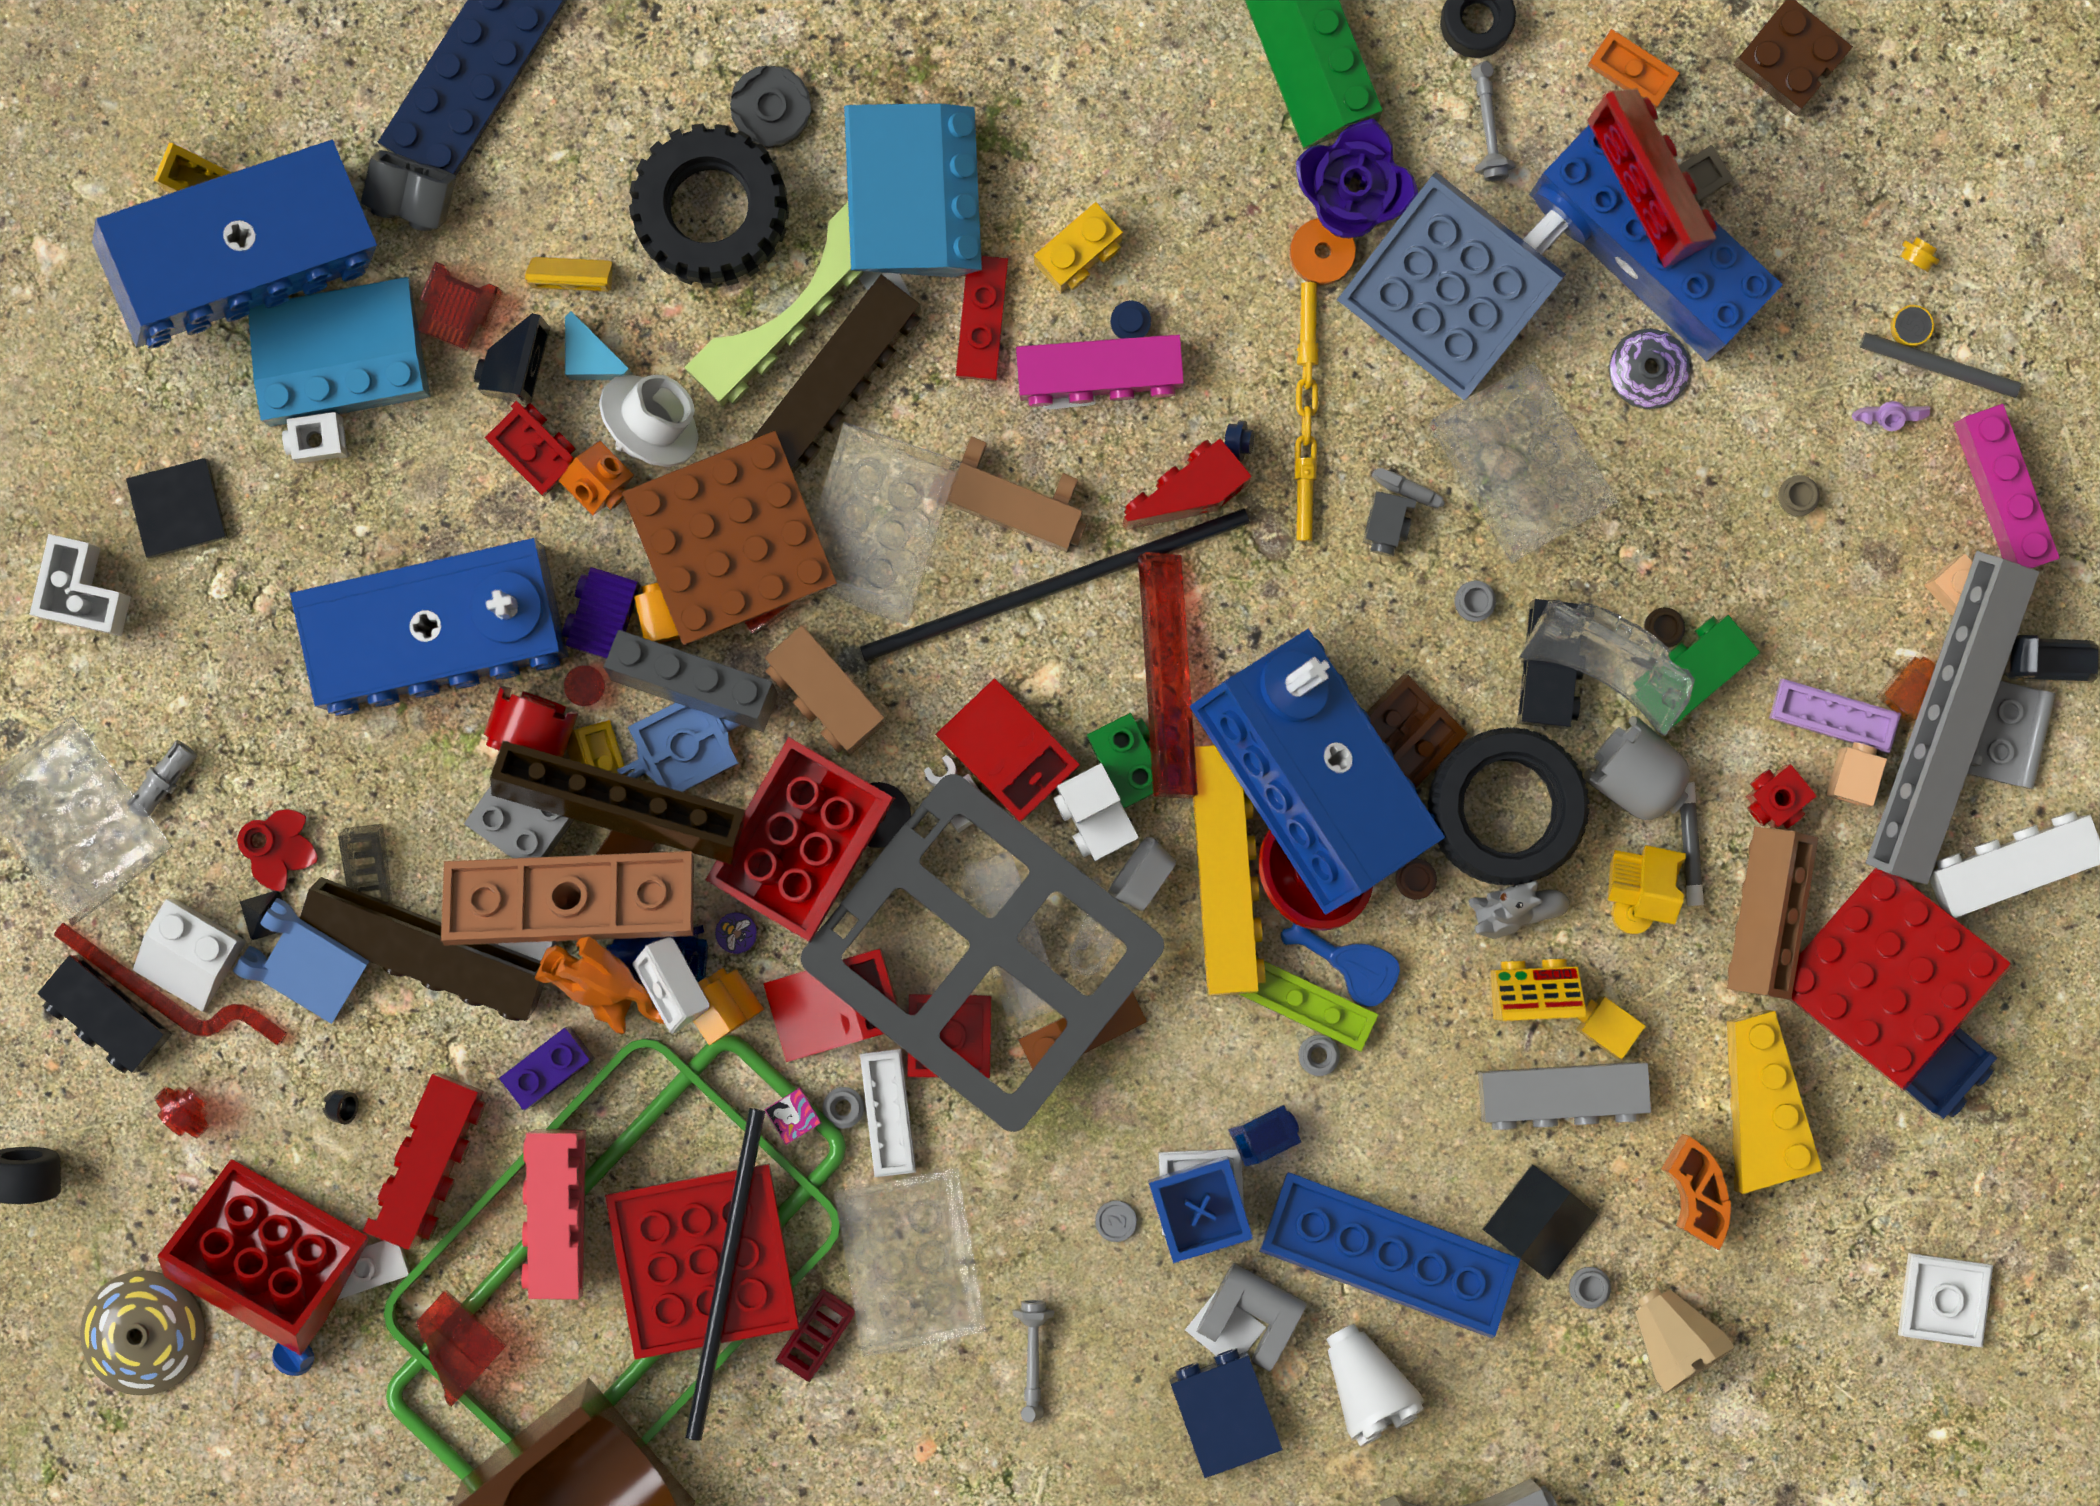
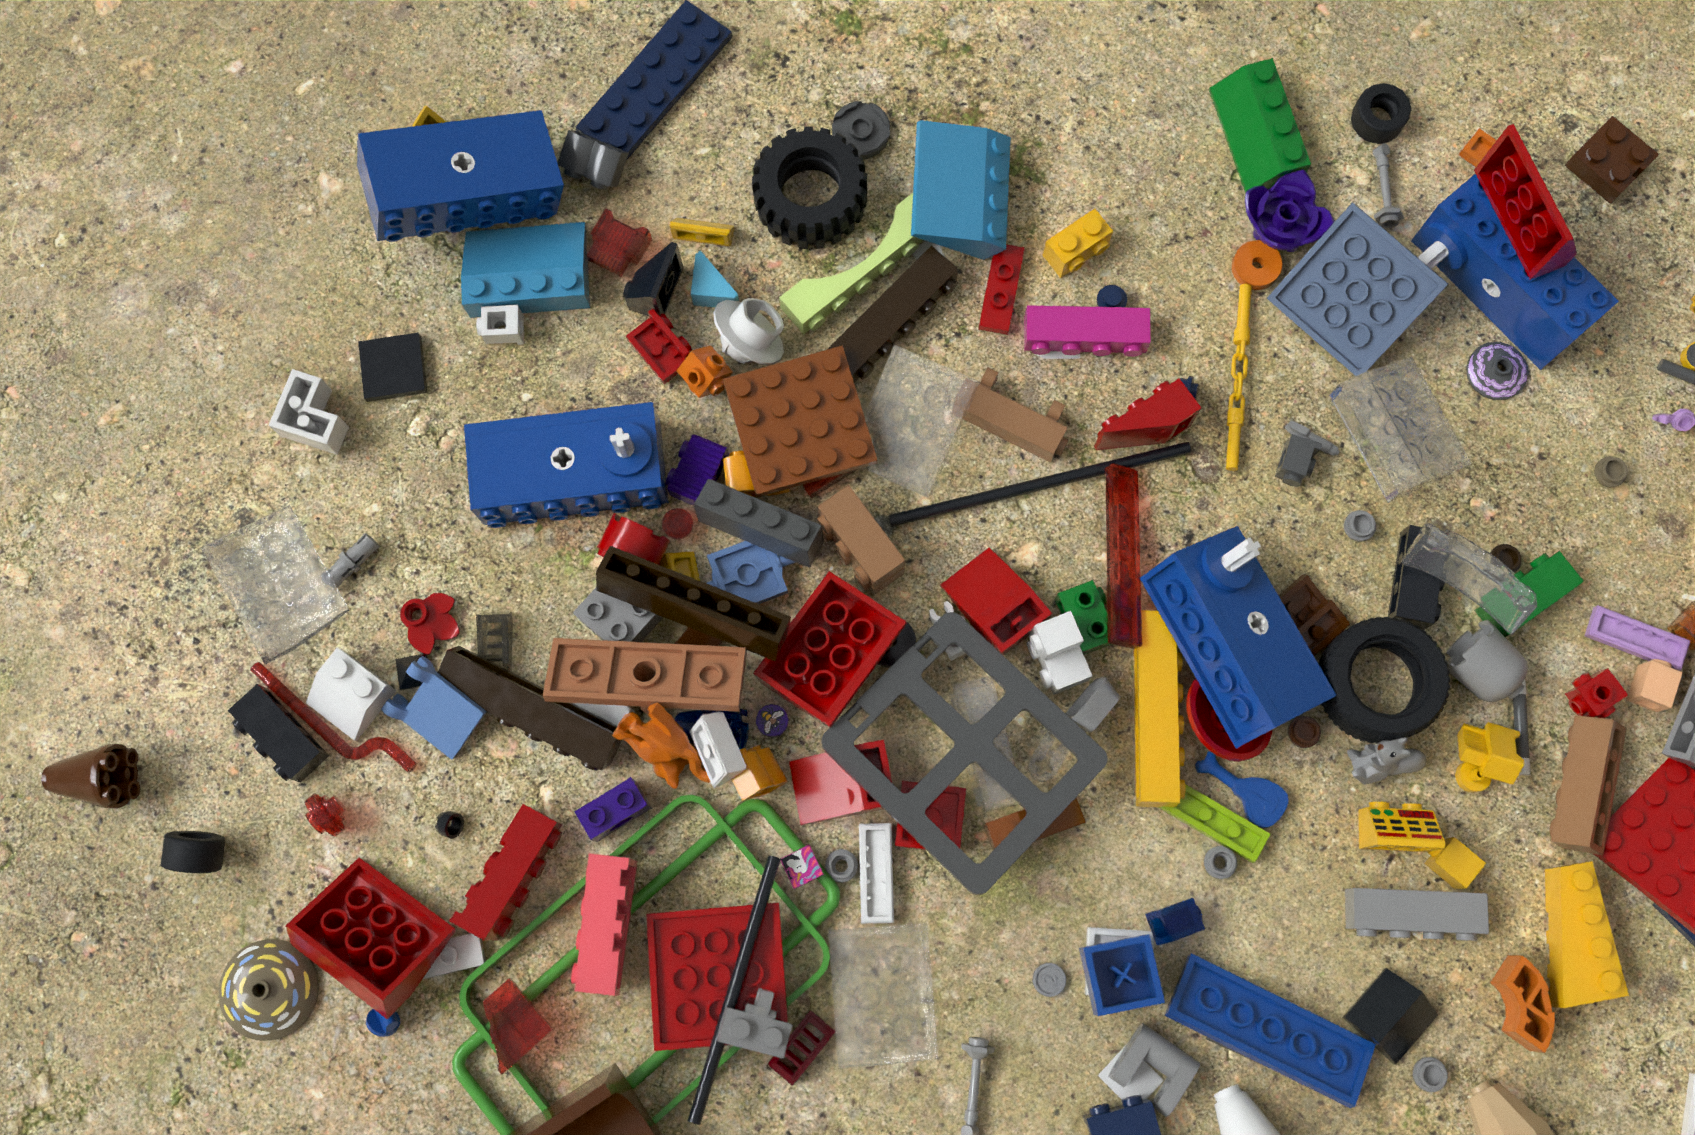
camera: 10 degrees right, 10 degrees down
(756, 1319) = (755, 1027): none -> light grey hinge

